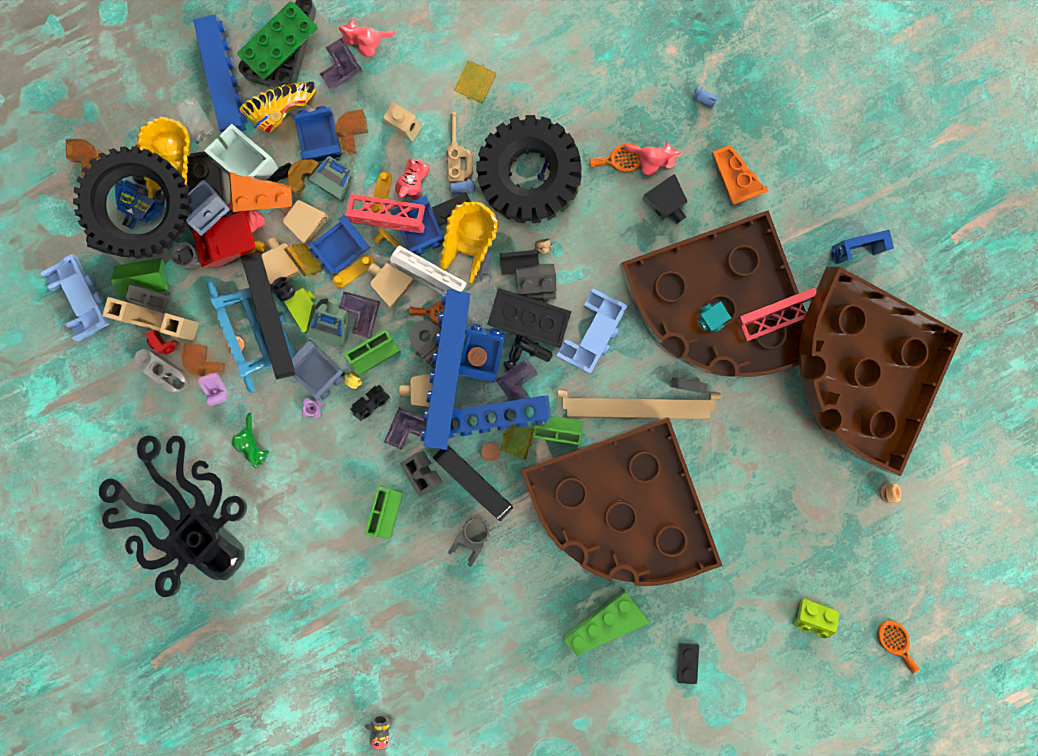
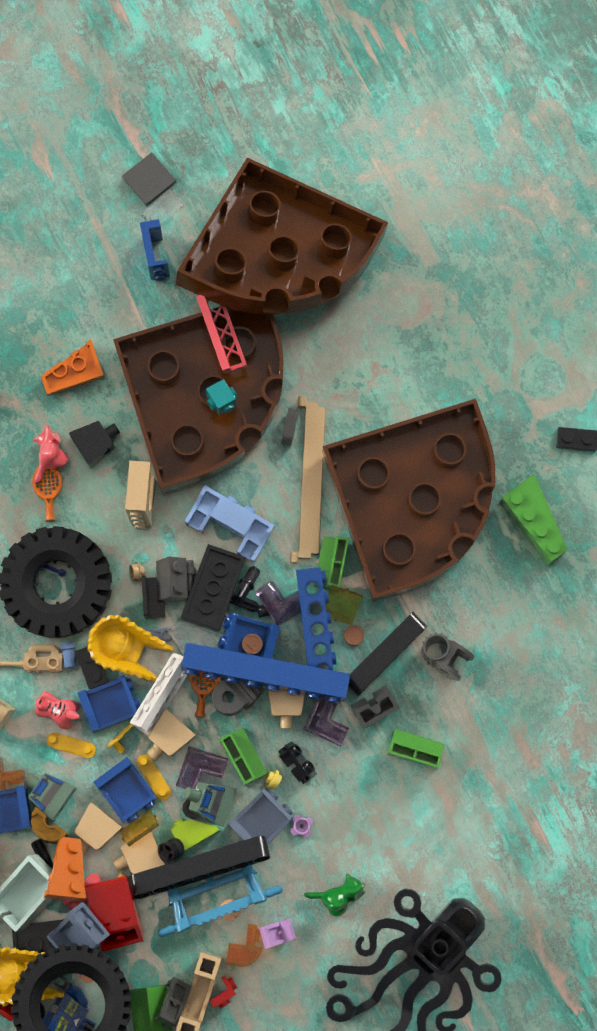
camera: 90 degrees left, 10 degrees down
(149, 361) = (244, 1007): light grey piece -> none
(185, 256) = (129, 959): dark grey wheel -> none
(385, 220) = (101, 739): coral fence -> none
(613, 242) = (140, 494): none -> tan arch
(816, 619) = (532, 310): lime bracket -> none
(892, 492) = (406, 230): light nougat tile -> none
(904, 650) = (564, 226): orange piece -> none
(935, 239) = (149, 179): none -> dark grey tile

